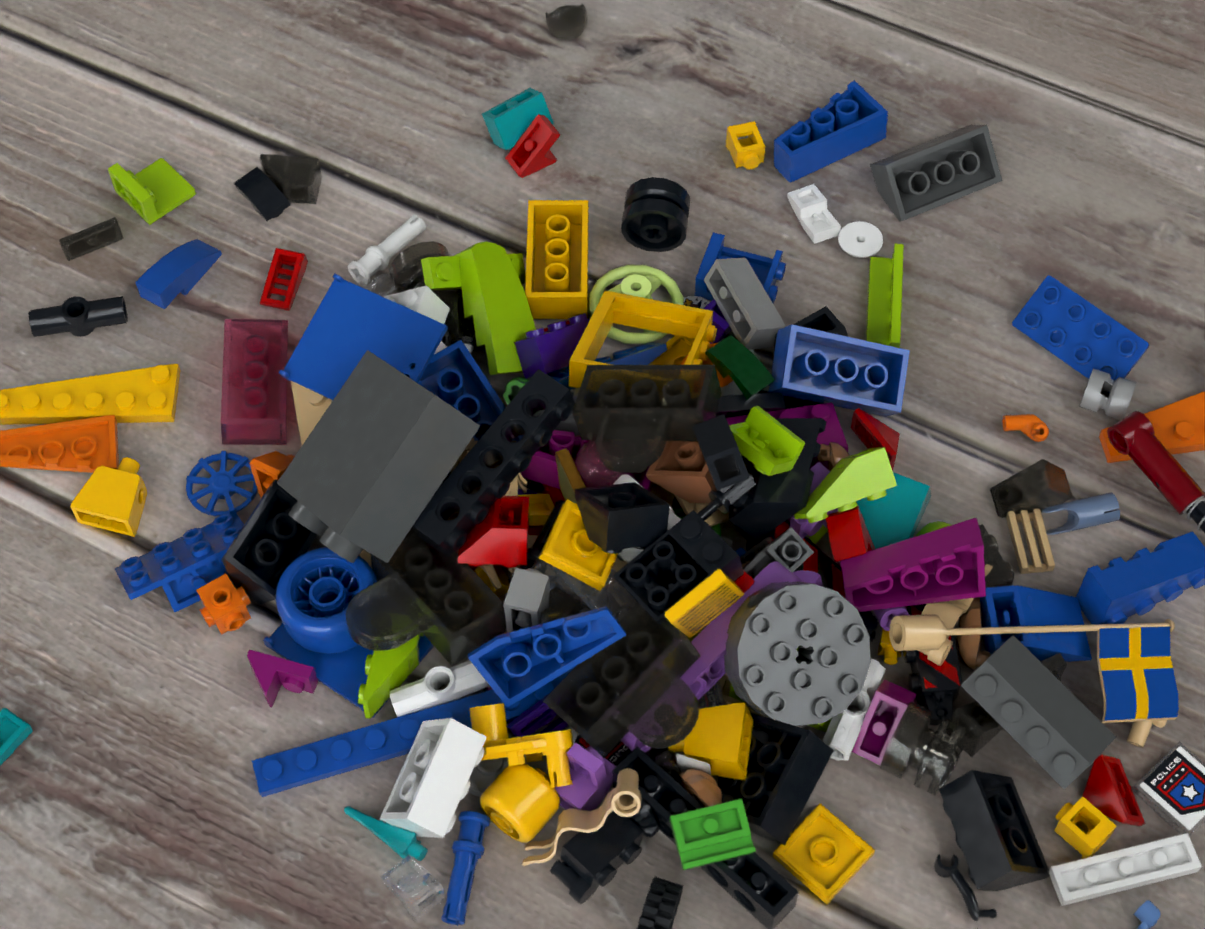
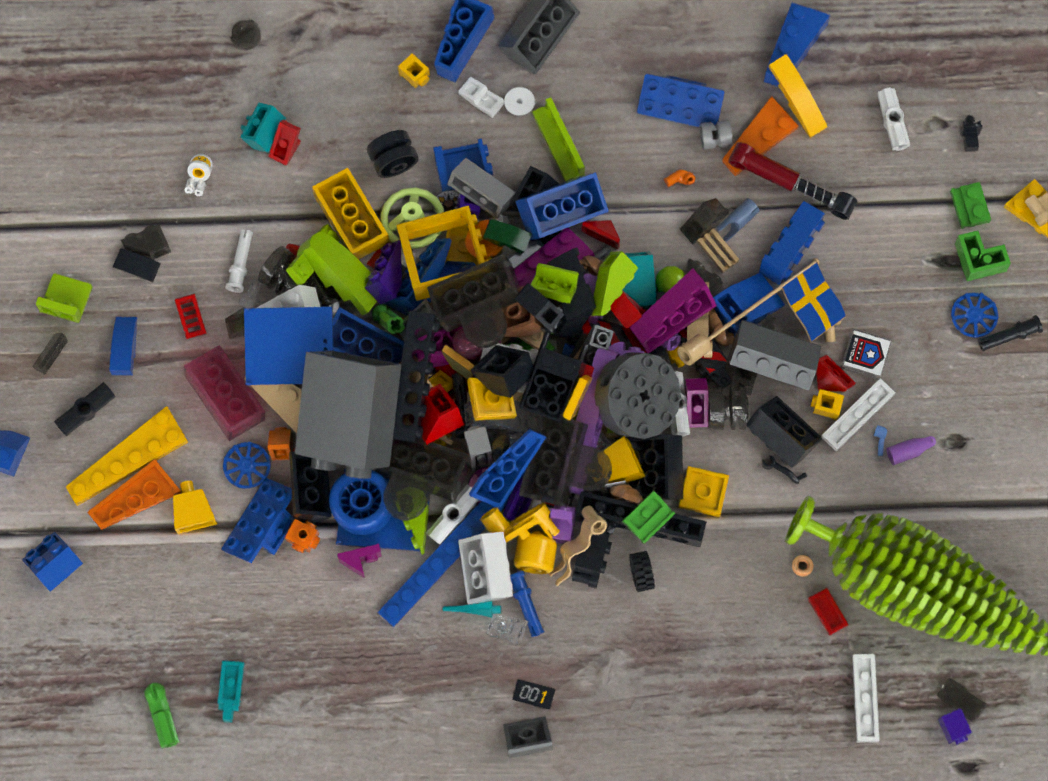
camera: 30 degrees left, 15 degrees up
(409, 129) = (199, 171): none -> white piece

